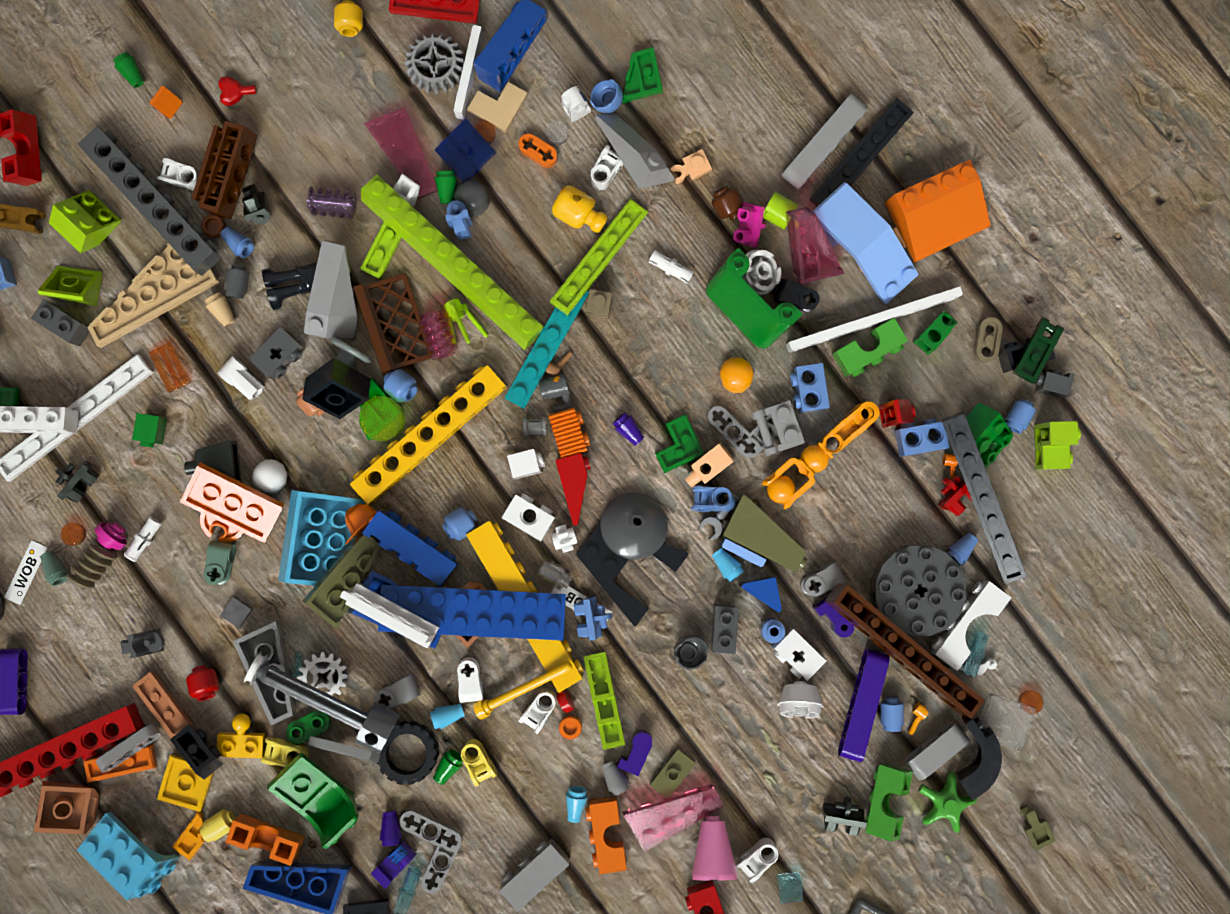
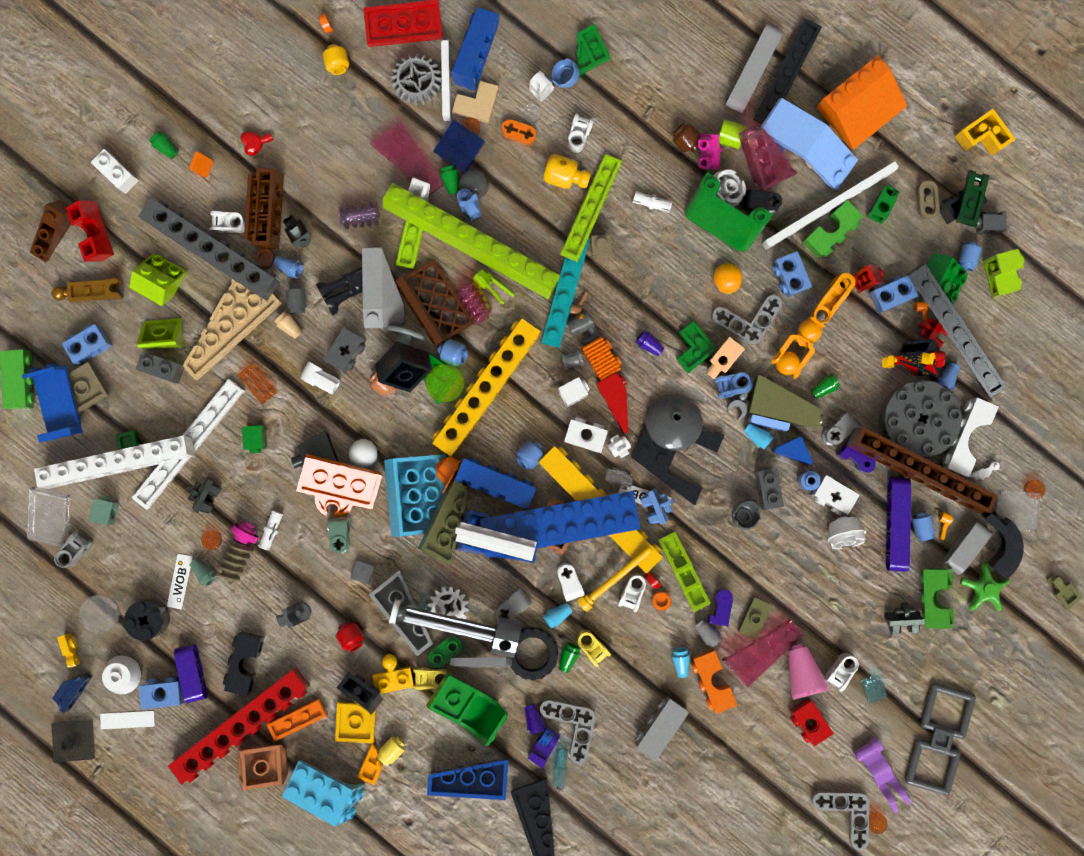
camera: 10 degrees left, 0 degrees up
(63, 701) = (238, 679): none -> black arch
(65, 86) = (114, 171): none -> white brick
(128, 748) = (302, 704): light grey beam -> none
(161, 704) = (320, 662): nougat plate -> none
(252, 832) = (422, 749): orange arch -> none
(635, 152) = (604, 116): light grey wedge -> none
(694, 166) = (650, 114): light nougat plate -> none
(784, 424) = (779, 311): light grey plate -> none
(818, 526) = (825, 386): none -> green cone
(934, 518) = (919, 357): none -> torso
(977, 653) = (981, 460): clear light blue axle -> none
(1074, 274) = (988, 130): none -> yellow brick

